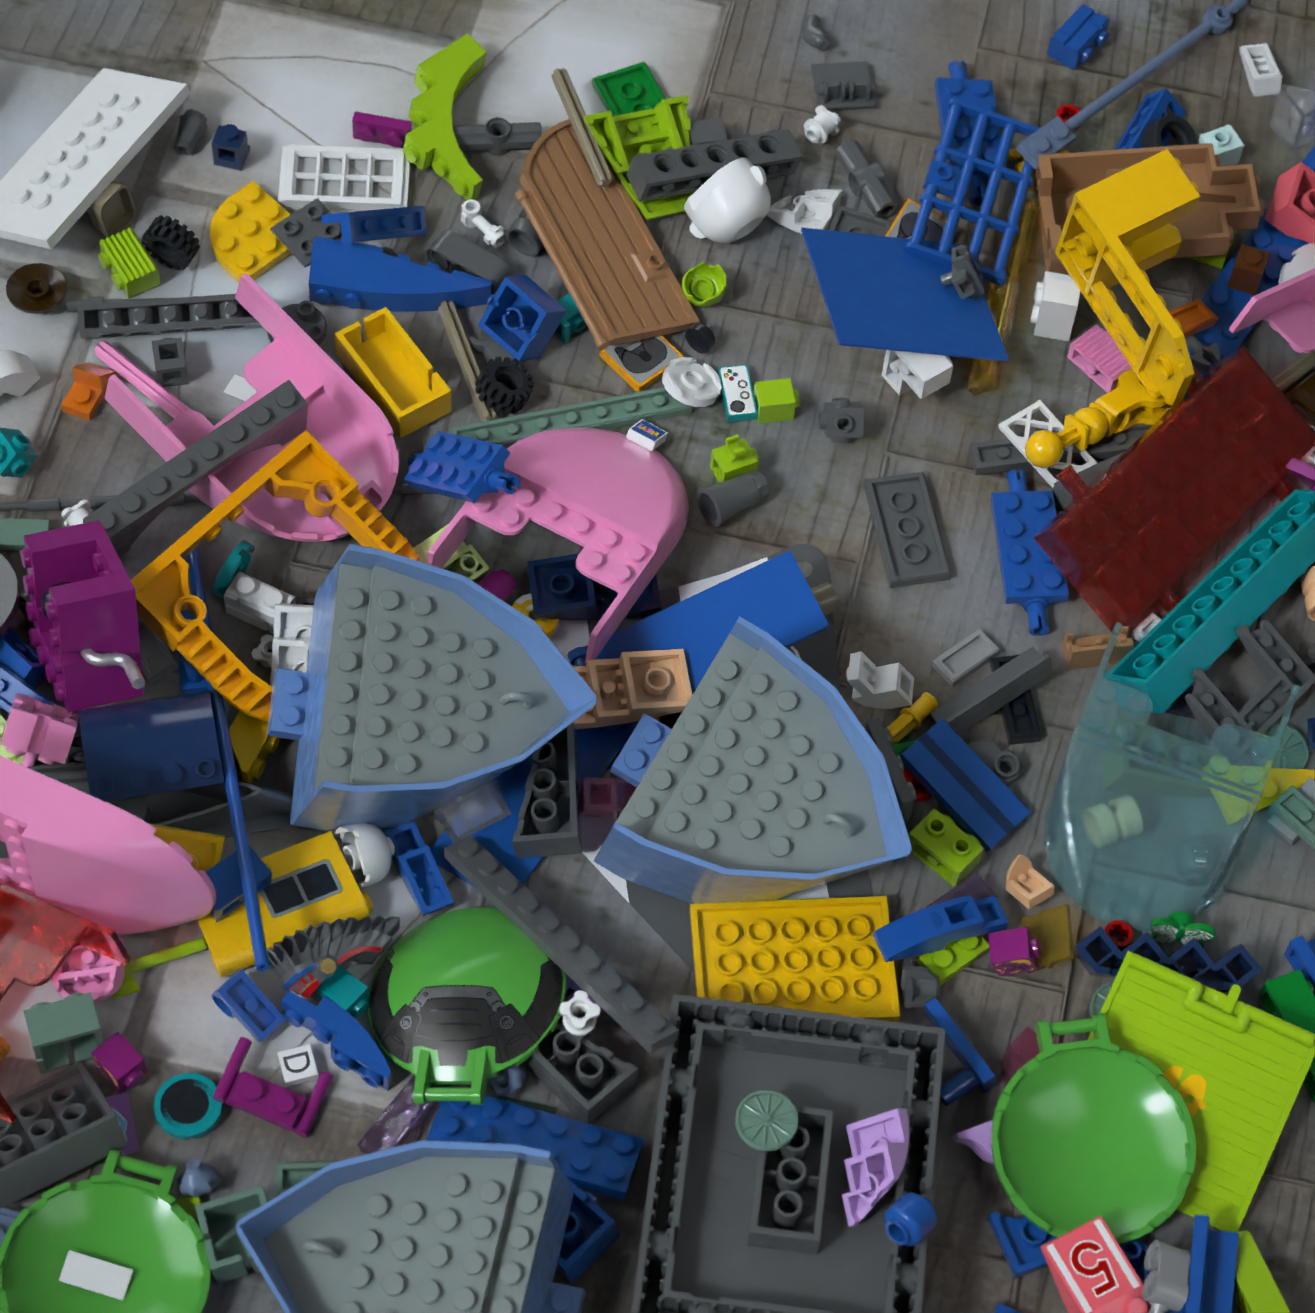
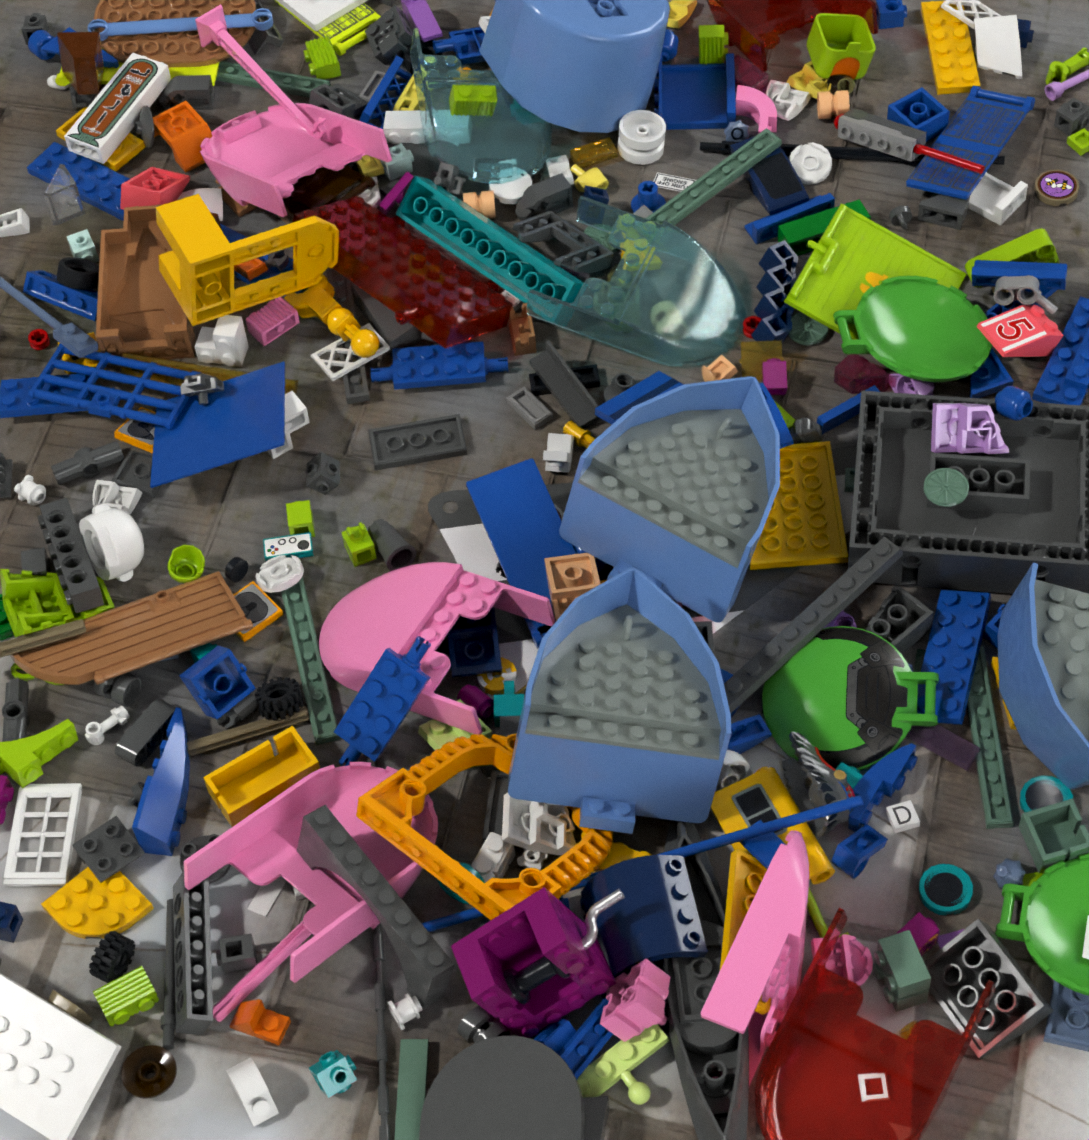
camera: 80 degrees left, 5 degrees down
(268, 1099) = (936, 832): magenta plate -> none
(379, 223) = (114, 789): blue fence -> none
(579, 1007) = (862, 613): white brick -> none
(646, 435) = (328, 603): tile -> none
(1180, 927) = (748, 287): green animal -> none

